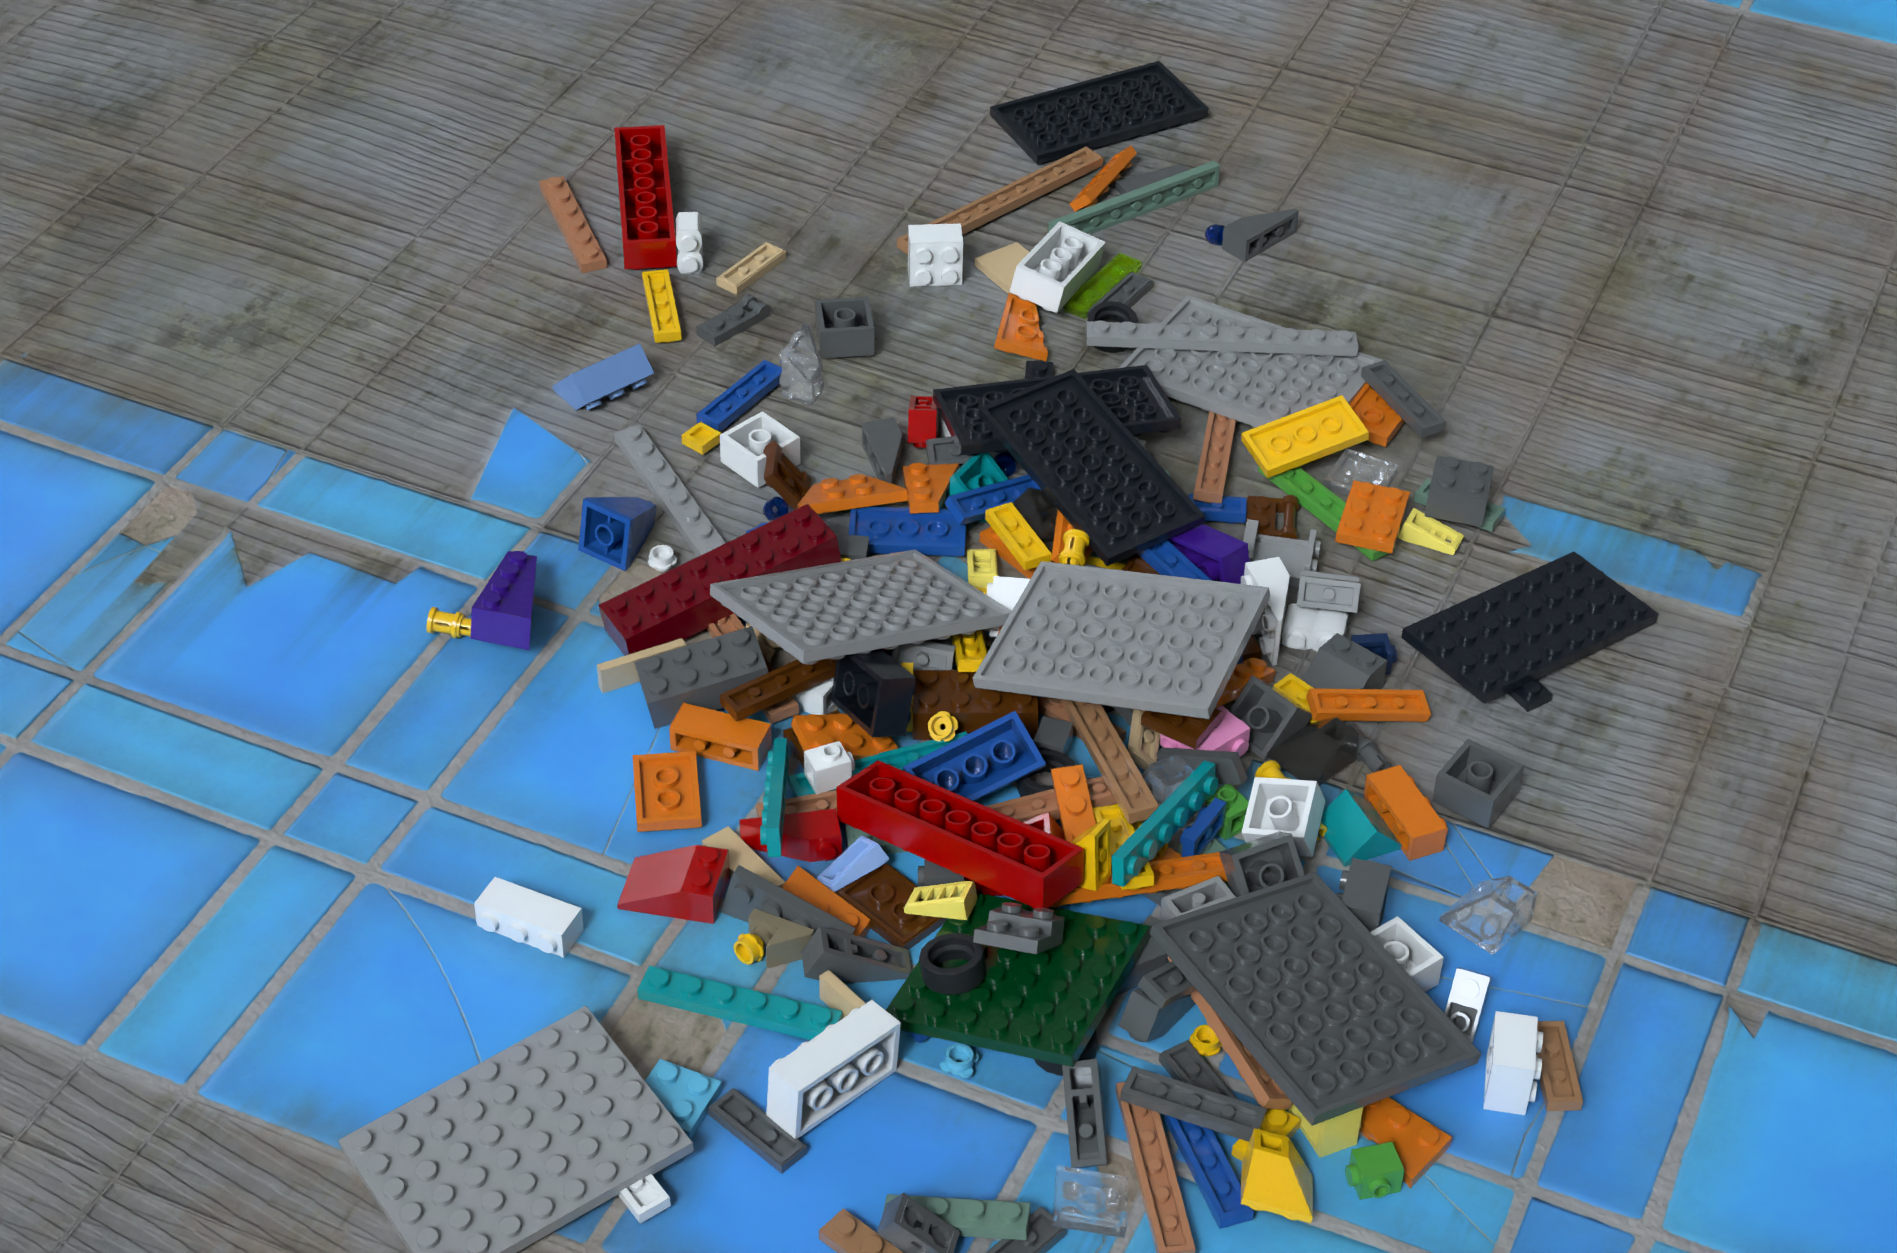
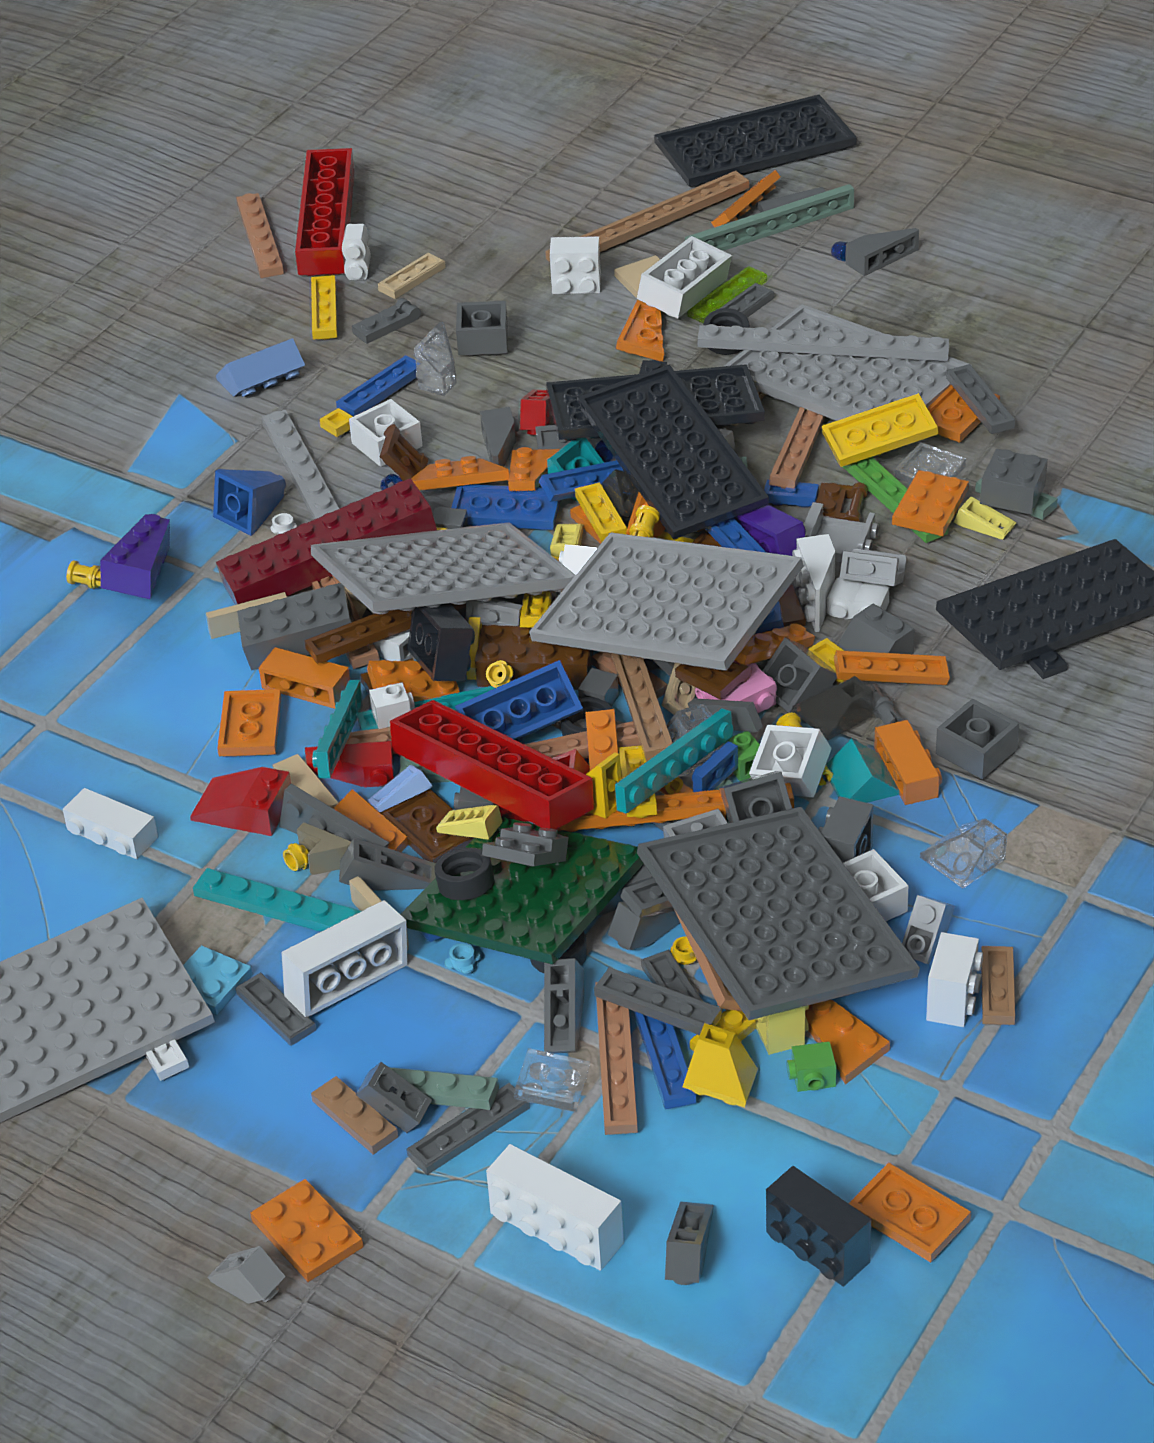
camera: 10 degrees right, 0 degrees up
(1379, 645) = (912, 616): dark blue bracket -> none

